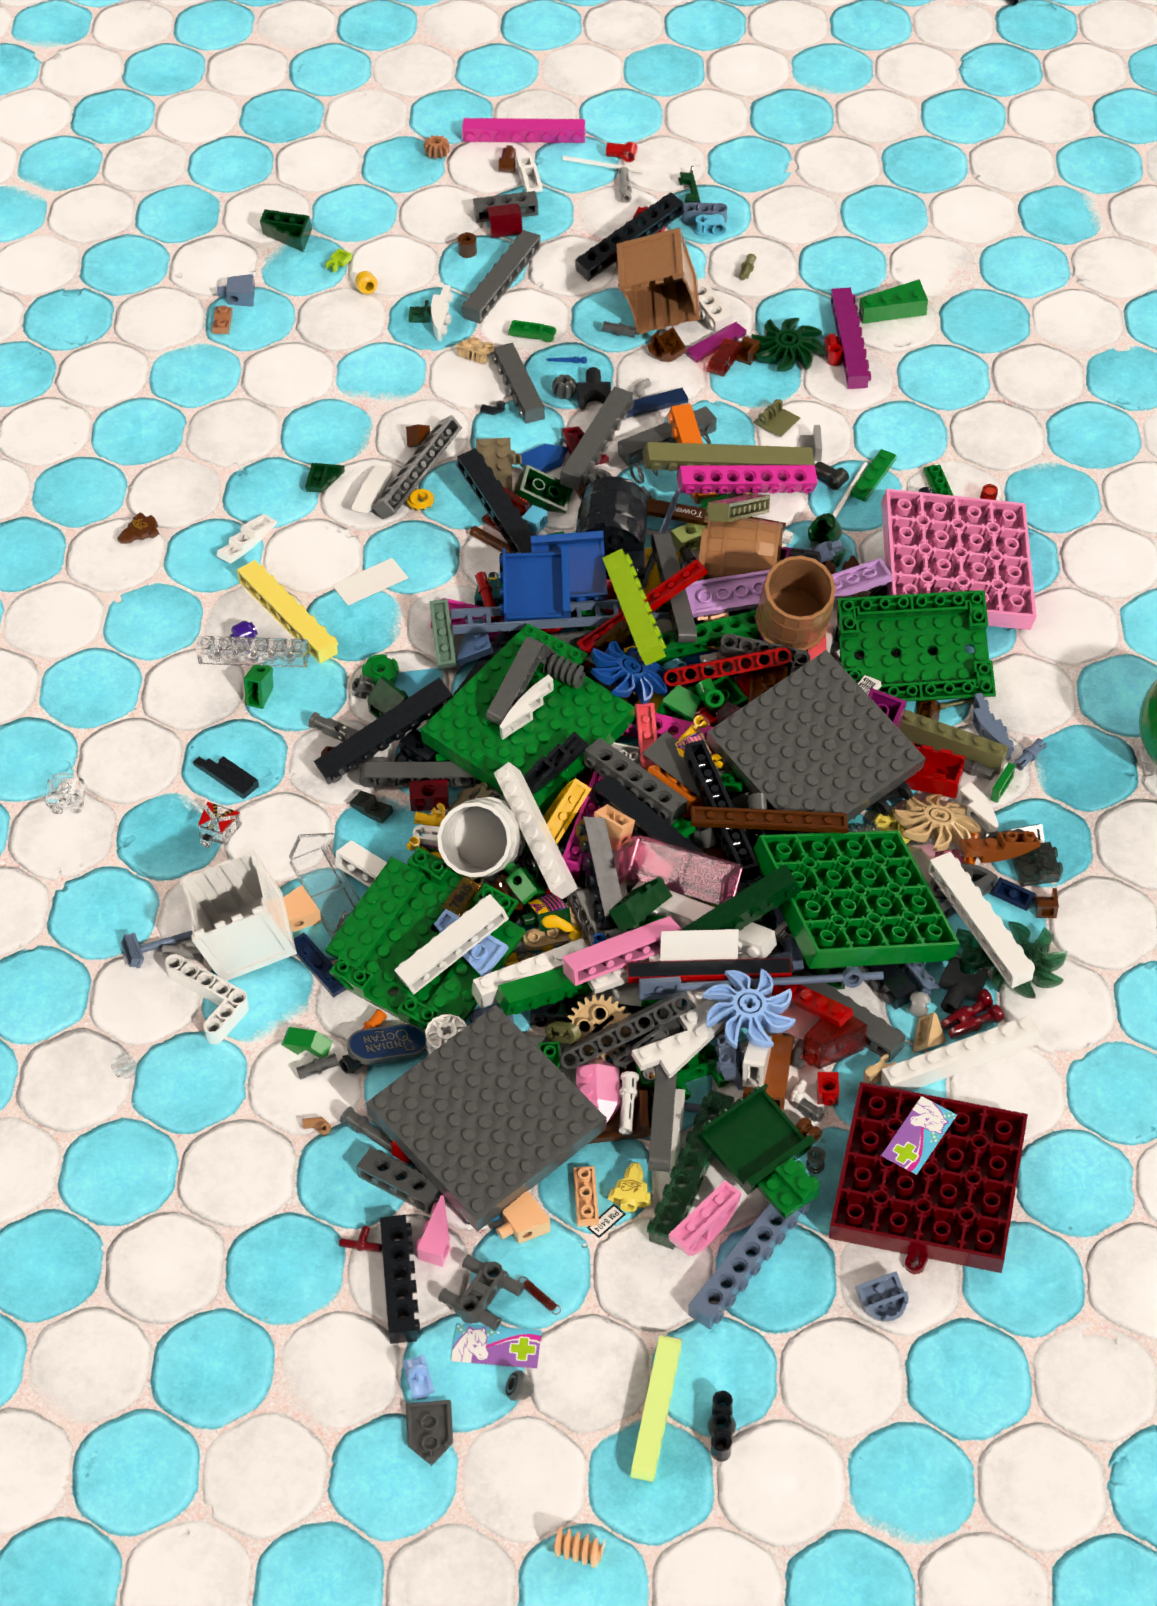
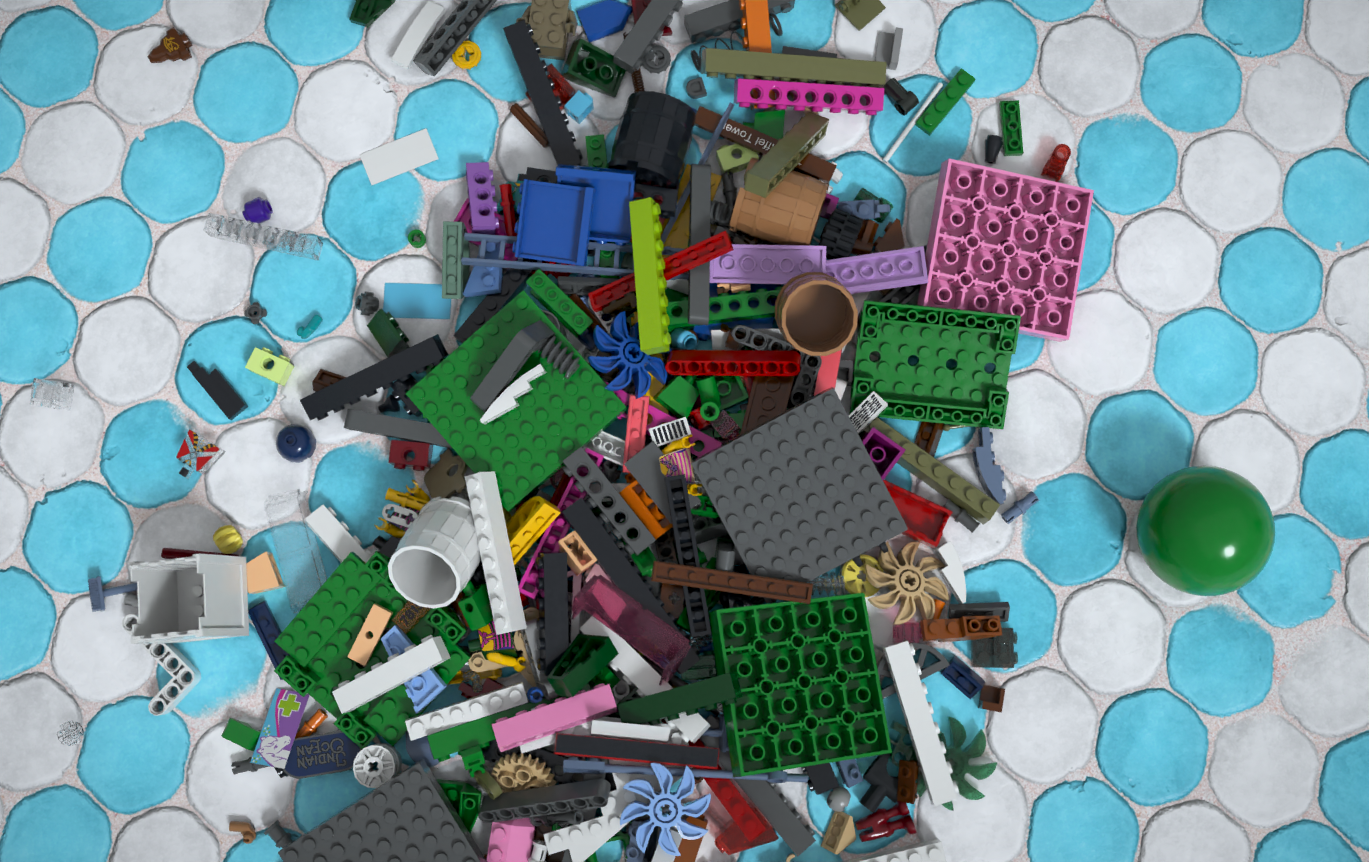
camera: 10 degrees right, 30 degrees up
(249, 537) = (280, 79): white slope -> none
(253, 711) = (255, 307): none -> dark grey plate
(258, 685) = (262, 282): green torso -> none
(276, 748) = (278, 373): none -> yellowish green brick
(287, 610) = (306, 187): light yellow brick -> none
(304, 720) = (306, 331): none -> teal arm
(312, 804) = (295, 443): none -> dark blue cylinder
(331, 727) = (327, 347): dark grey piece -> none
(341, 1026) = (279, 728): none -> sticker
(370, 807) = (353, 455): pearl dark grey slope -> none
(388, 666) = (380, 275): green plate -> none
(398, 637) = (416, 244): none -> green bush
(425, 913) = (364, 643): none -> light nougat tile
(456, 589) = (476, 174): none -> medium lavender brick
(546, 1003) = (473, 759): none -> green plate
(555, 762) = (531, 468): black slope -> none
(678, 726) = (670, 431): none -> tile
(797, 1052) = (707, 838): dark grey arm -> none
(824, 529) = (876, 178): dark green piece -> none
(982, 971) = (906, 781): none -> reddish brown hinge
(1003, 782) = (984, 541): green tile -> none

